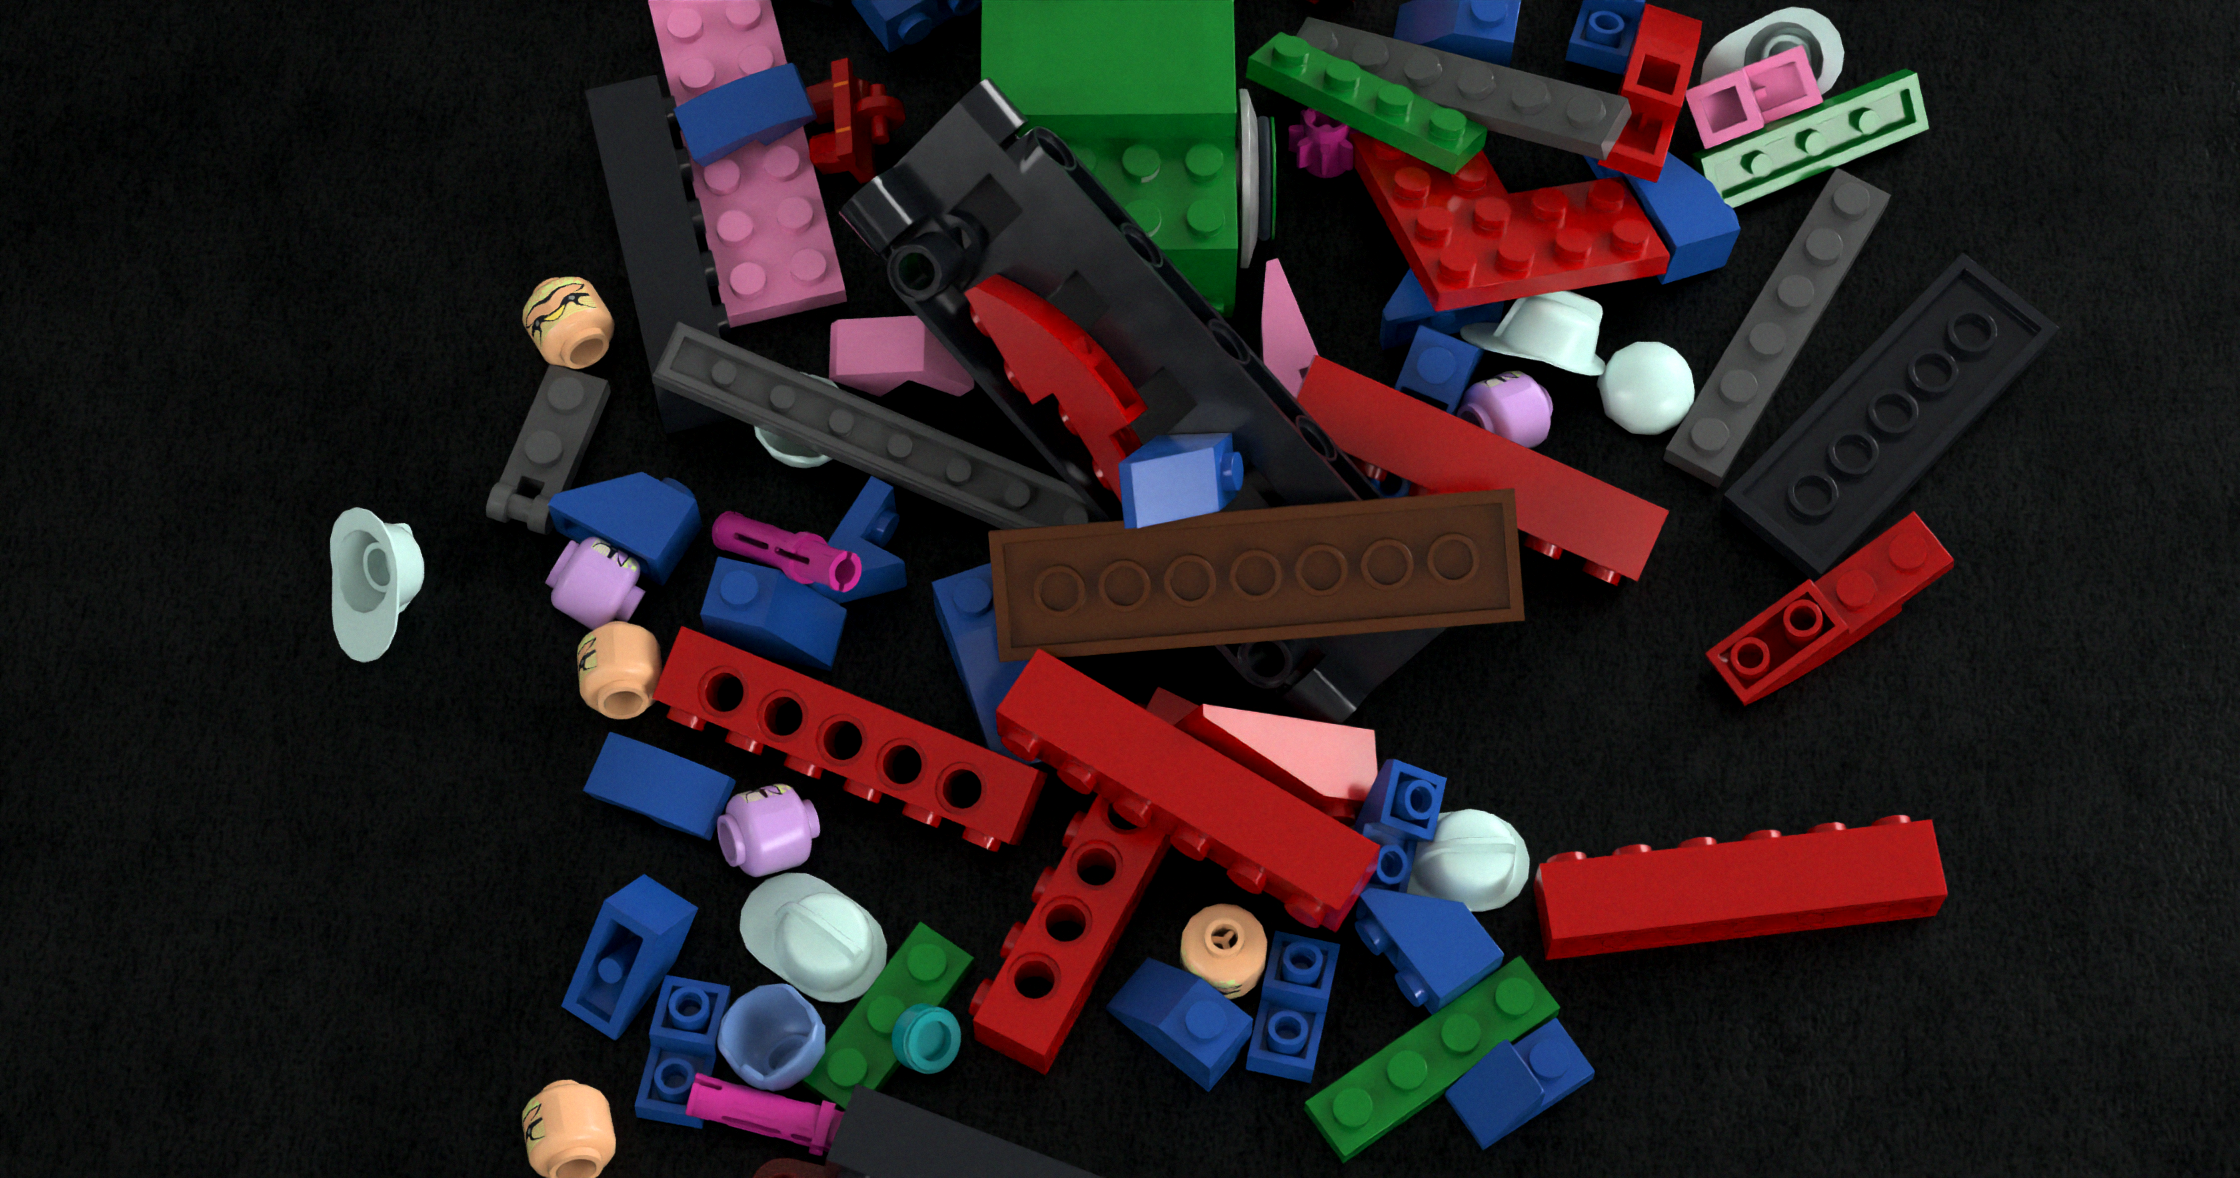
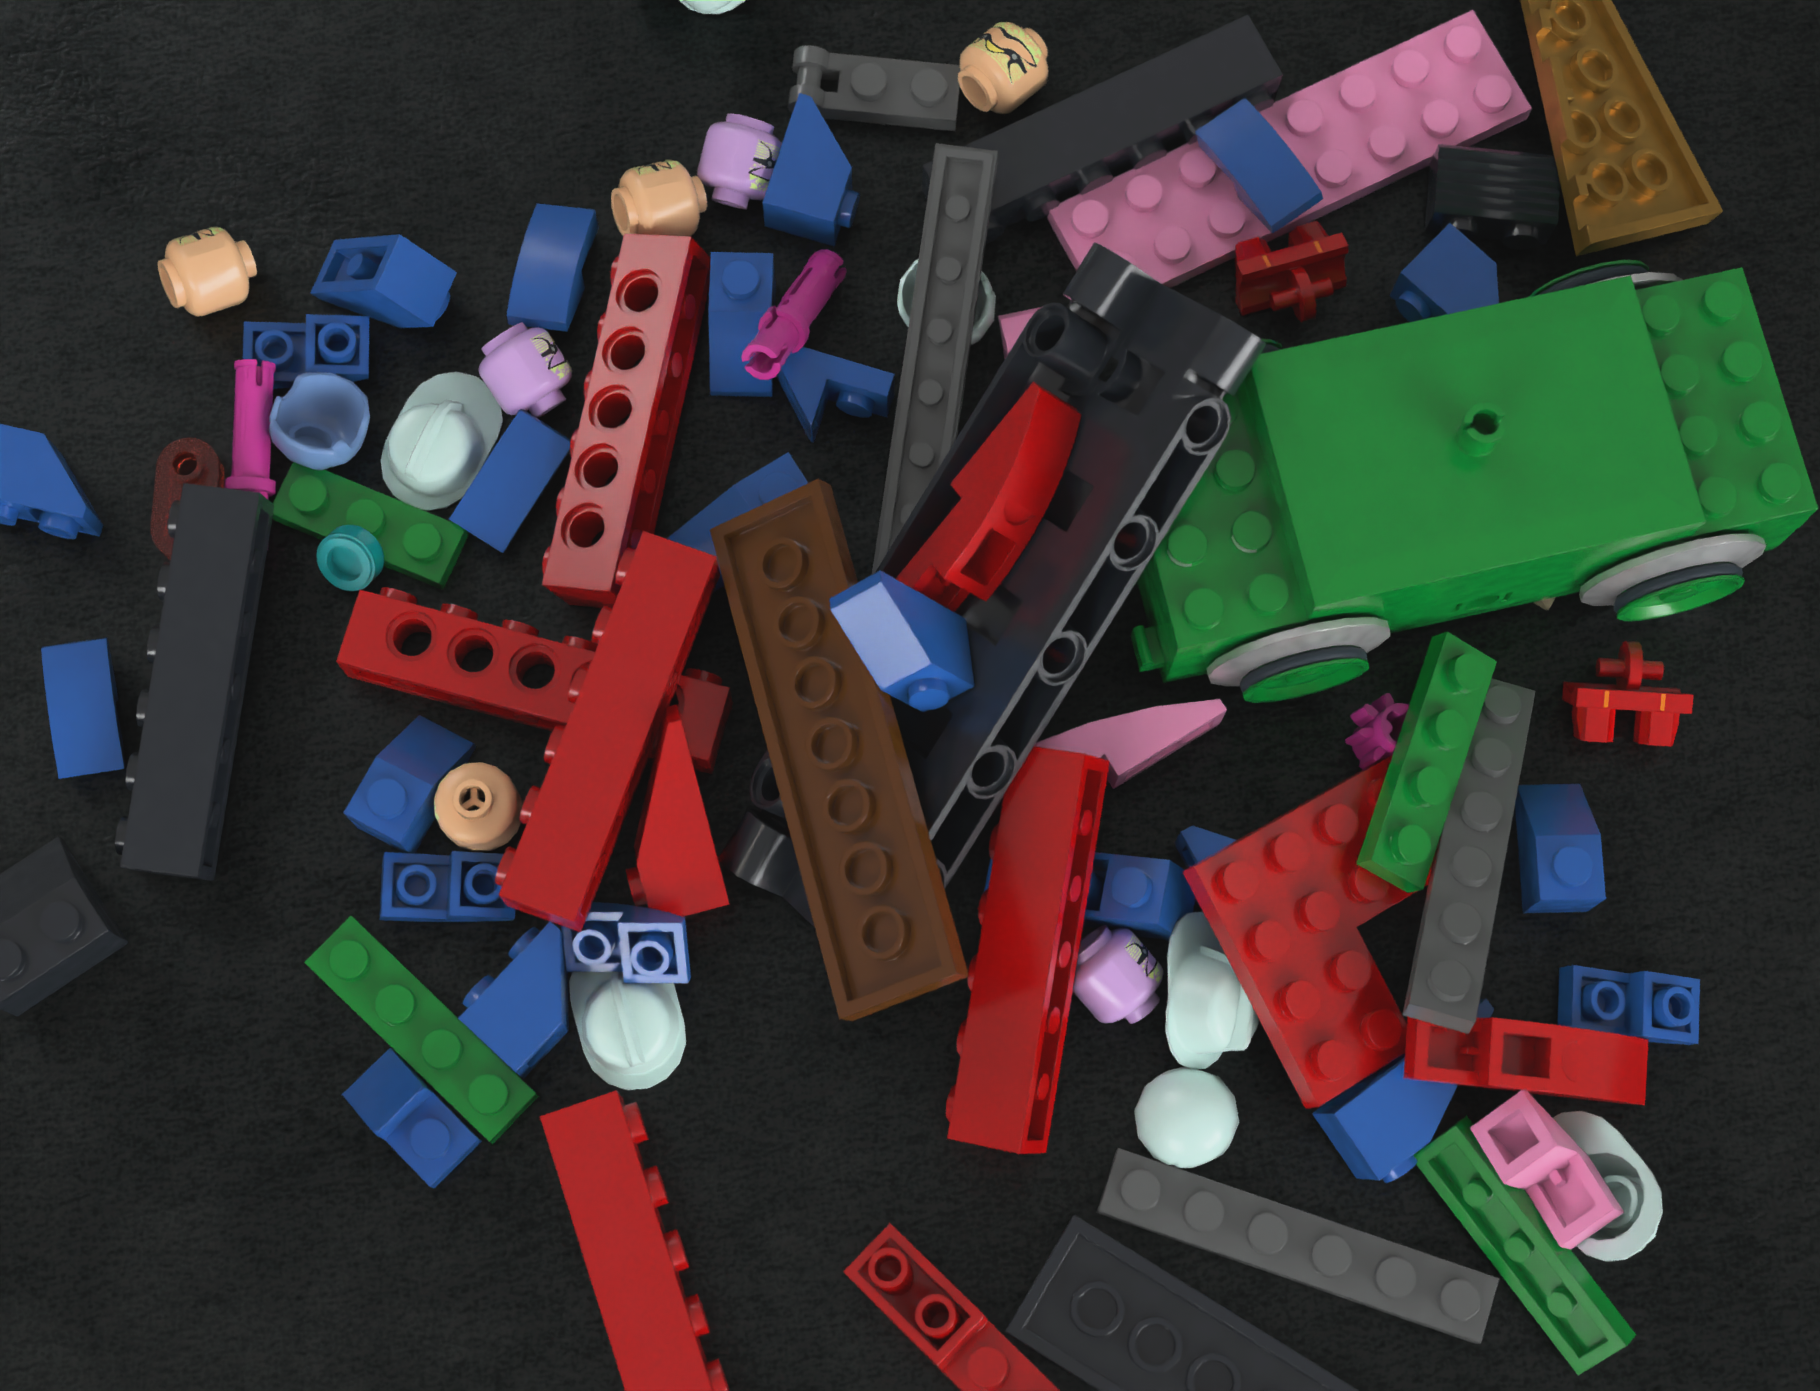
camera: 75 degrees right, 10 degrees up
(884, 862) = (511, 480): none -> blue slope

